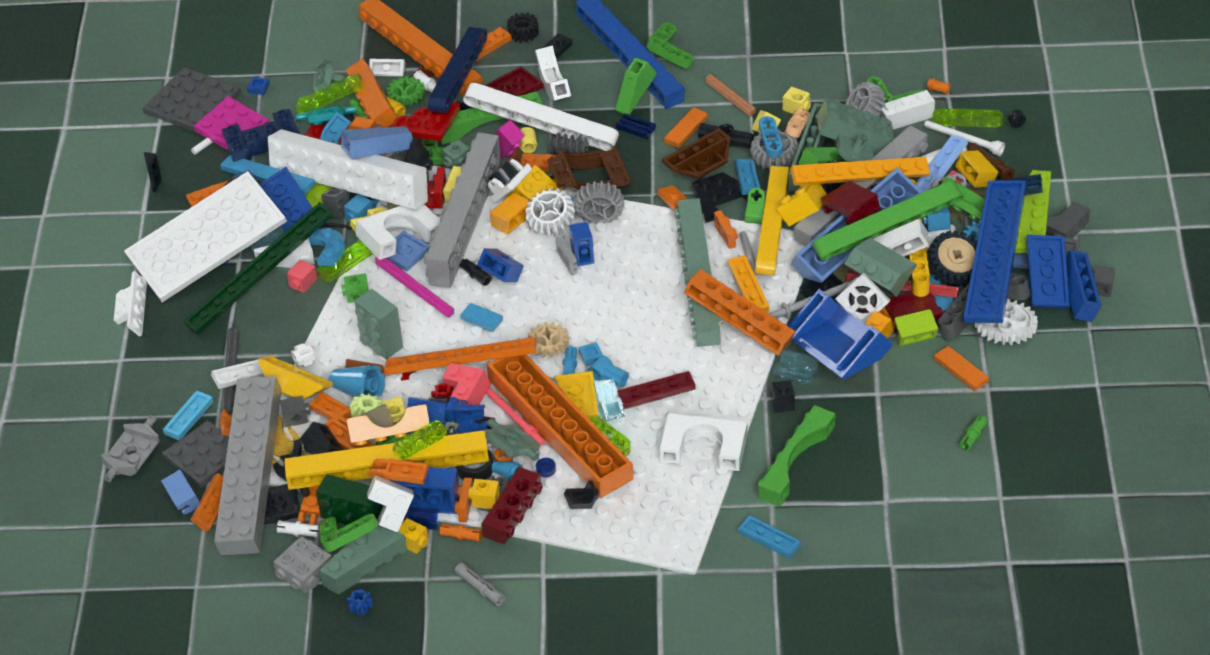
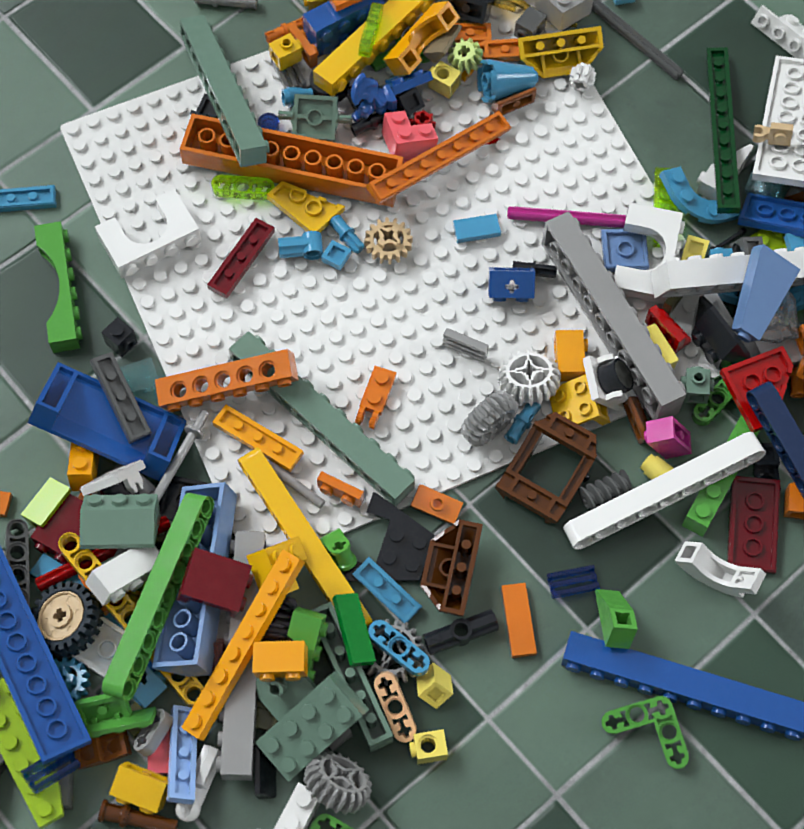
camera: 135 degrees right, 20 degrees up
(228, 376) = (618, 36): white tile -> none
(242, 223) = (776, 134): none -> tan plate
(301, 276) = (686, 157): coral brick -> none
(354, 287) = (616, 173): bright green brick -> none
(378, 324) = (540, 127): sand green brick -> none
(511, 505) = (259, 66): dark red brick -> none
(539, 160) = (620, 456): orange plate -> none
(559, 487) = (223, 91): none -> sand green brick
(560, 44) = (773, 633): black plate -> none
(581, 243) = (457, 356): blue brick -> none
(608, 402) = (260, 205): clear light blue brick -> none
(652, 266) = (376, 395): none -> orange hinge
(729, 94) = (516, 707): nougat axle -> none
(788, 154) = (354, 629): none -> green tile
(816, 346) = (120, 397): none -> dark grey tile
(847, 144) = (280, 660): none -> light orange brick

